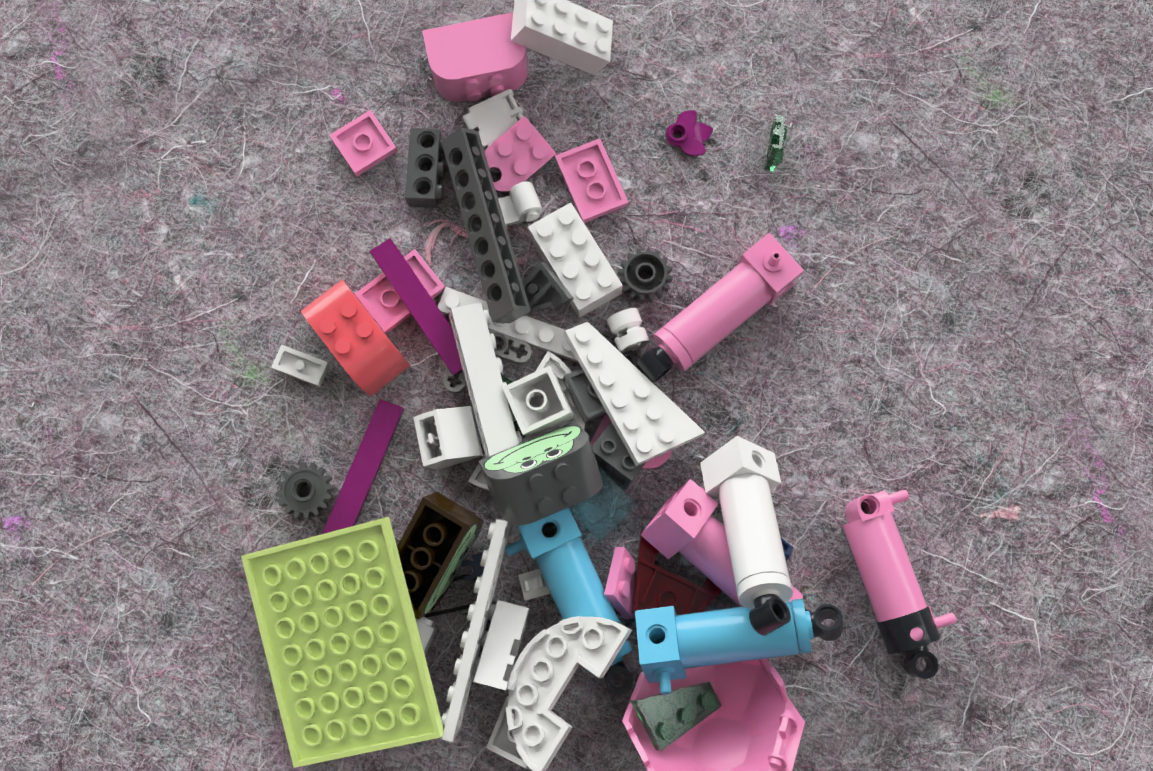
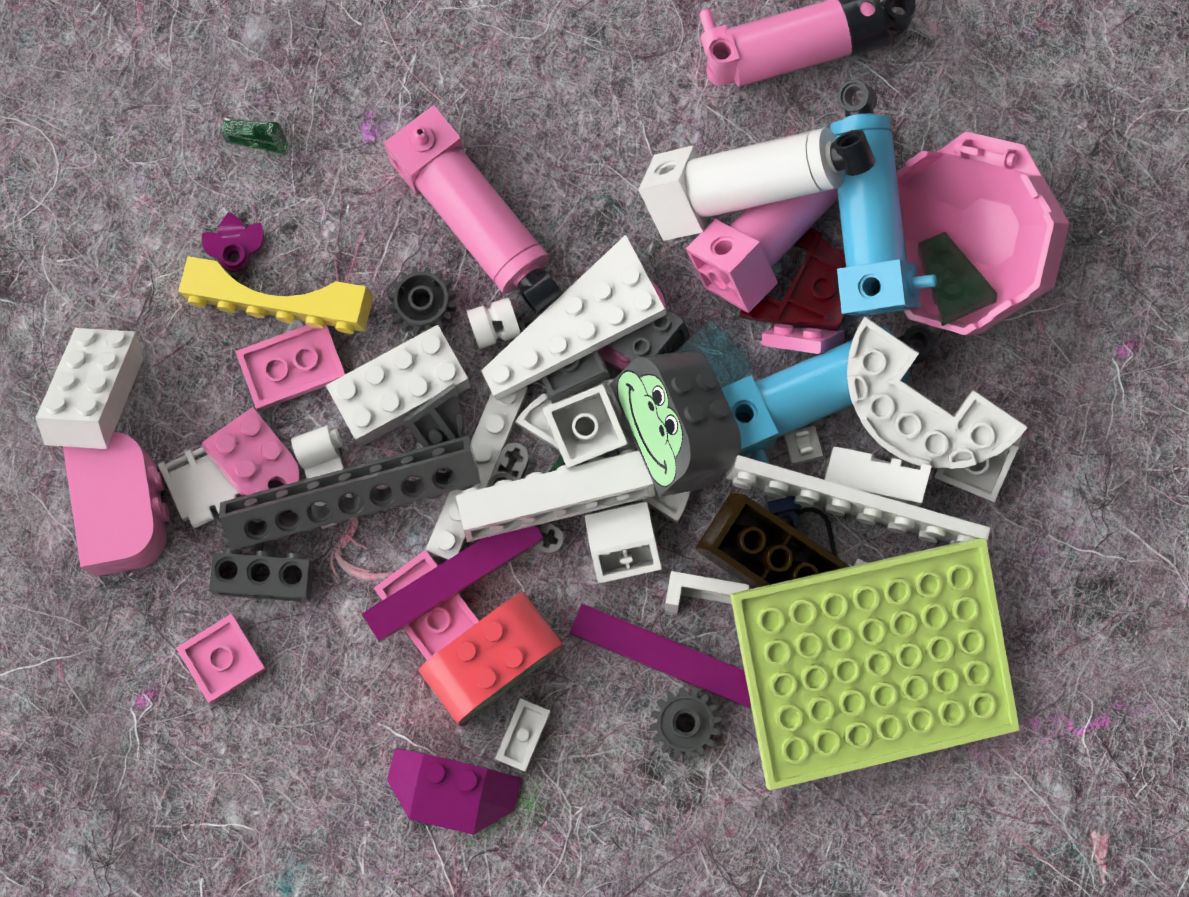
camera: 85 degrees left, 0 degrees up
(259, 314) = (451, 791): none -> magenta wedge
(410, 497) = (699, 587): none -> white panel
(636, 206) = (335, 305): none -> light yellow arch

